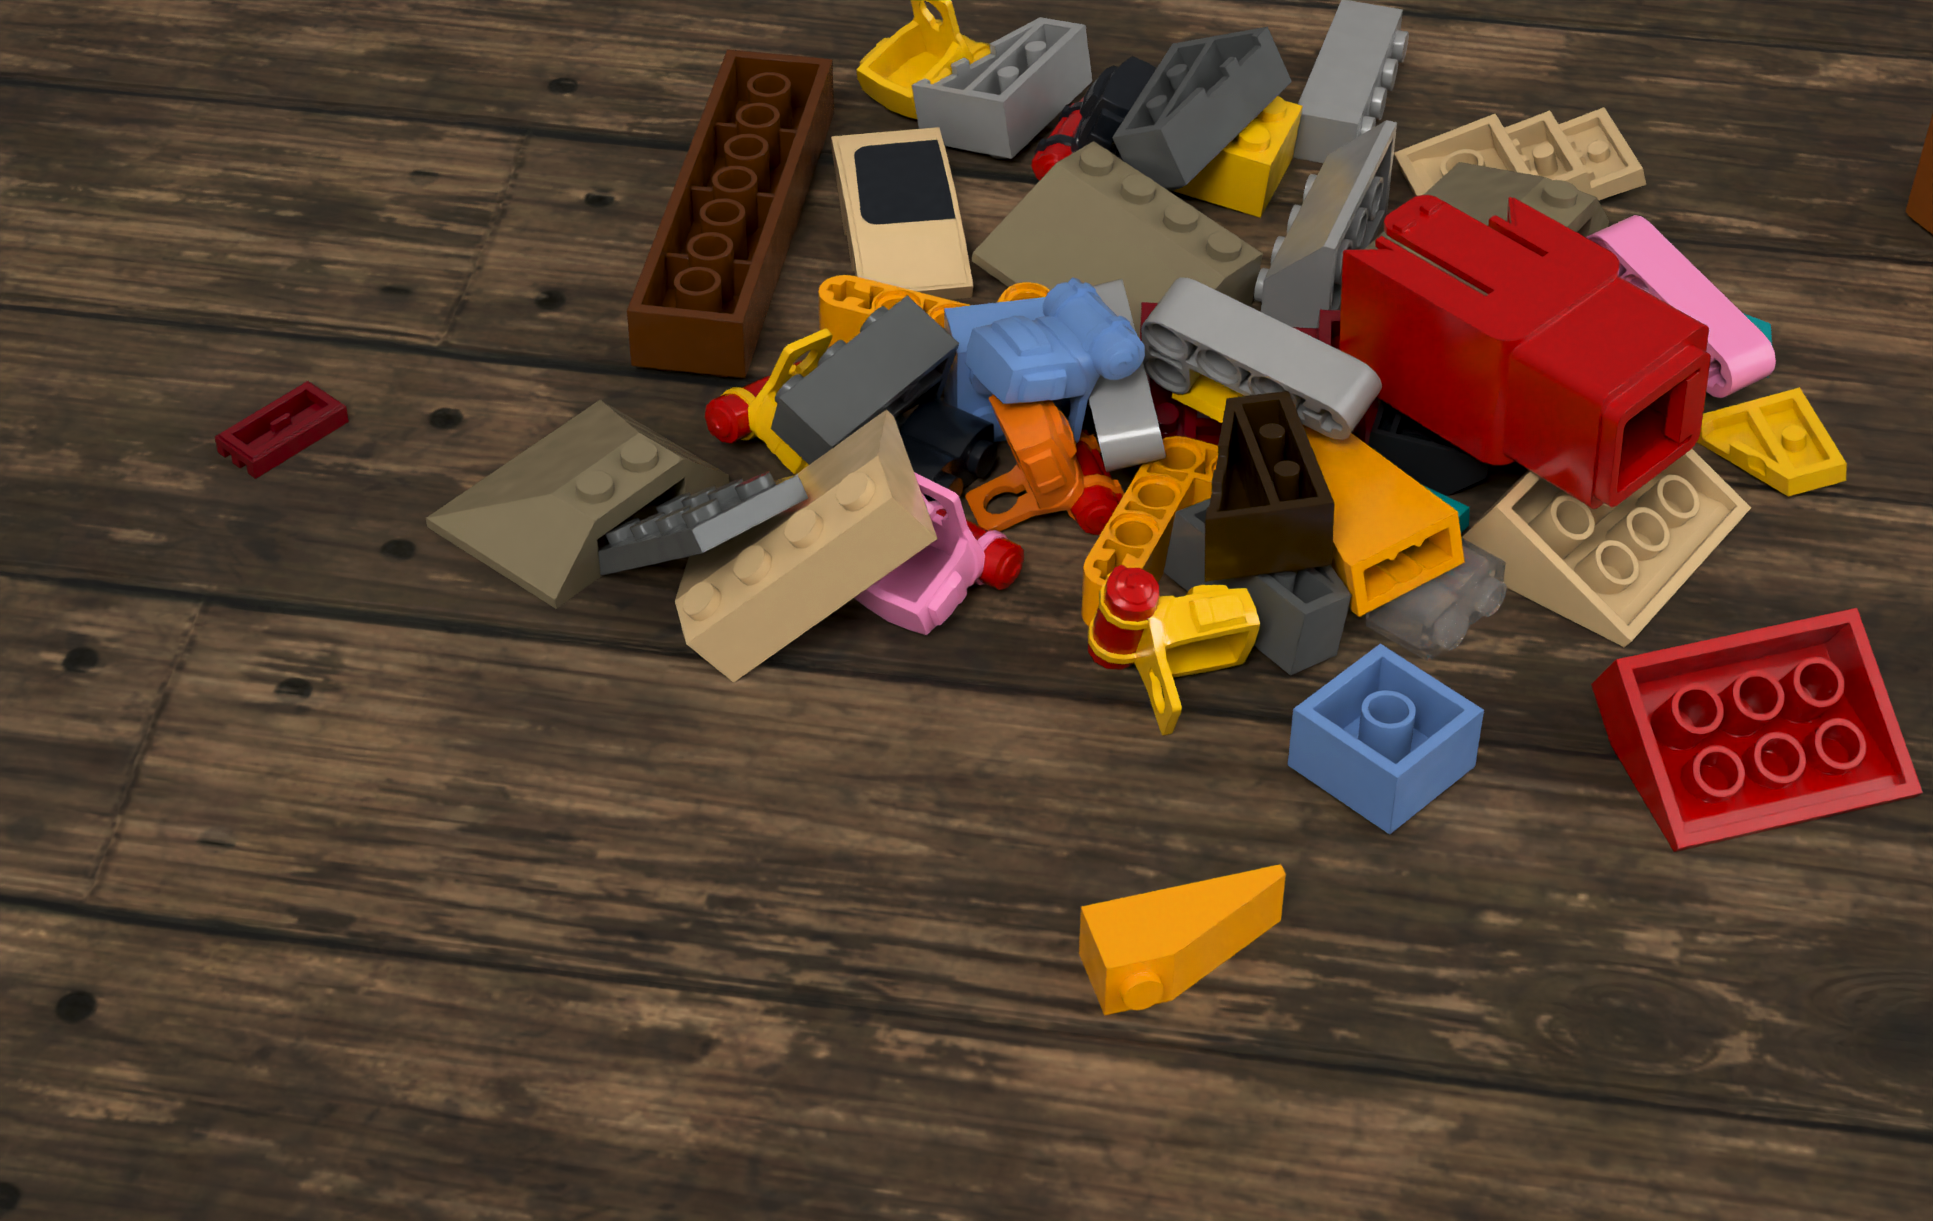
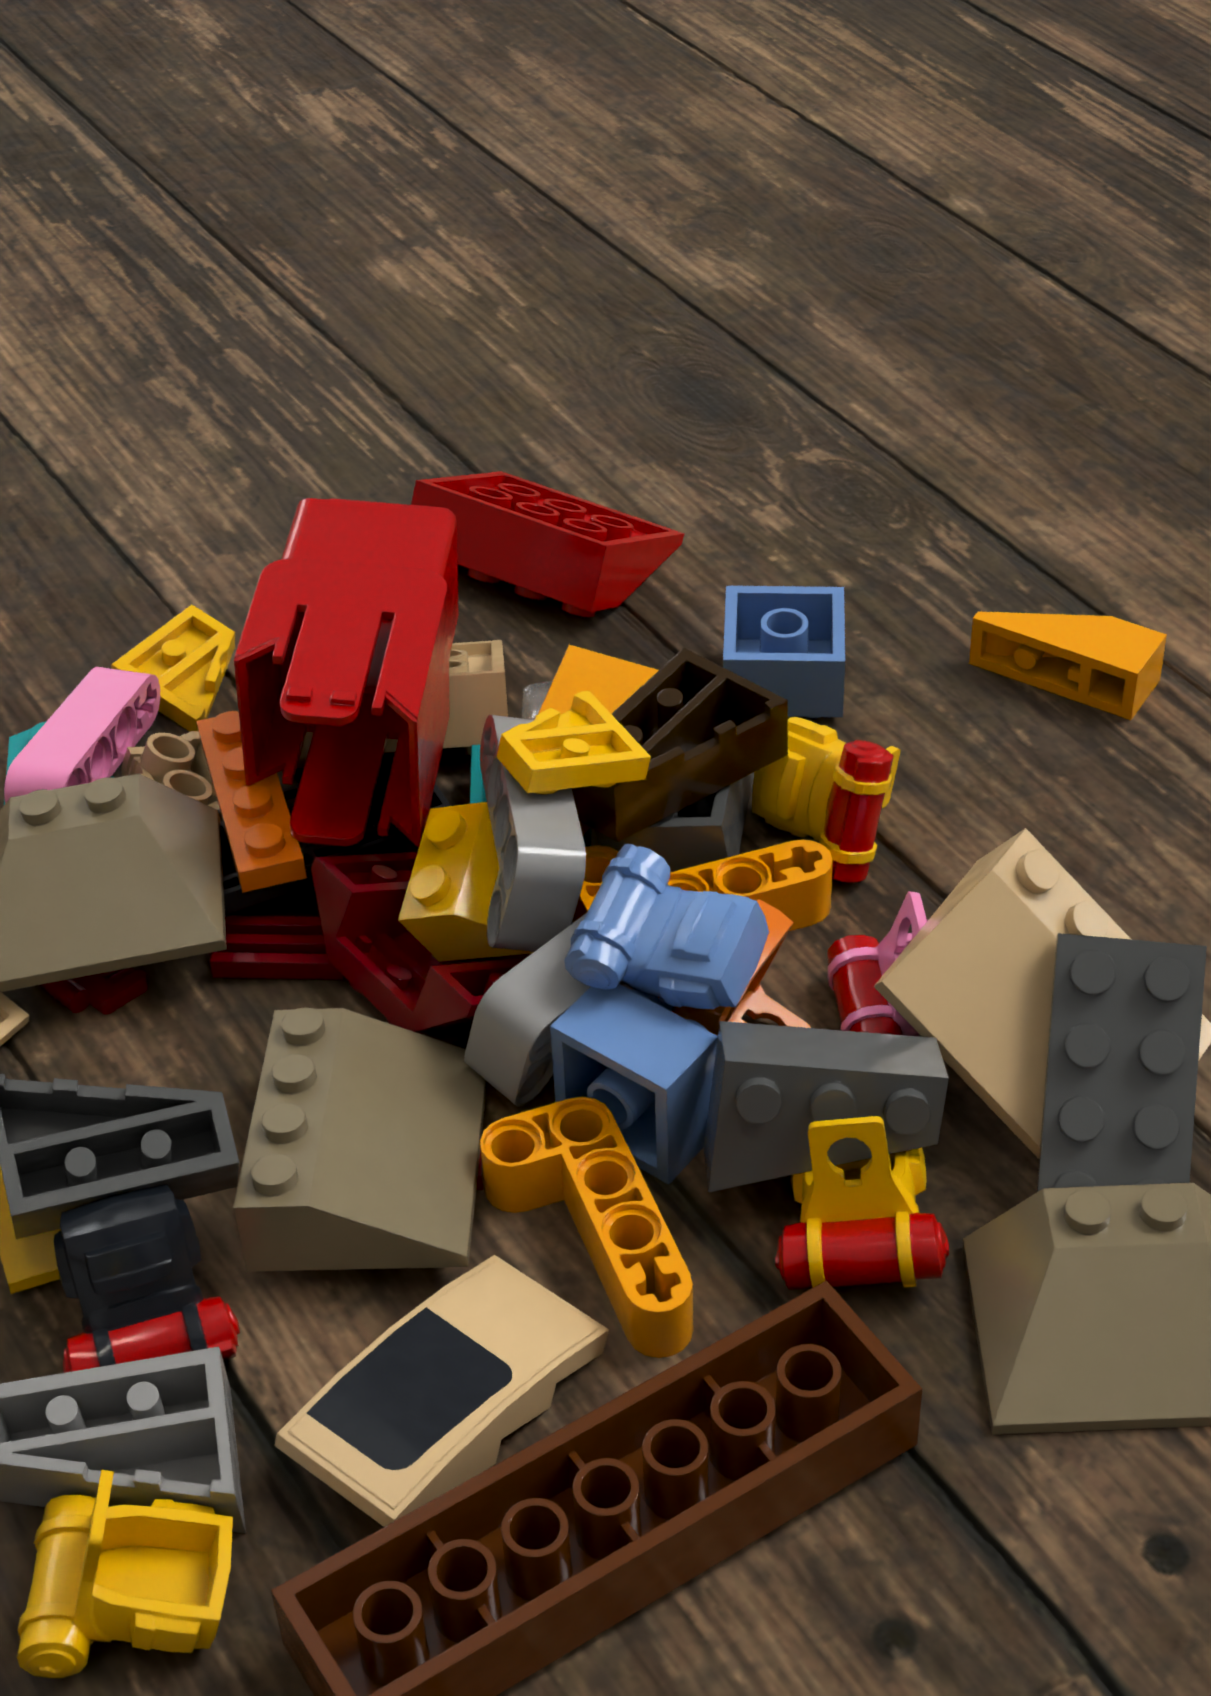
camera: 130 degrees left, 0 degrees up
(1266, 360) = (572, 749): none -> yellow wing
(1338, 213) = (159, 1005): light grey slope -> none

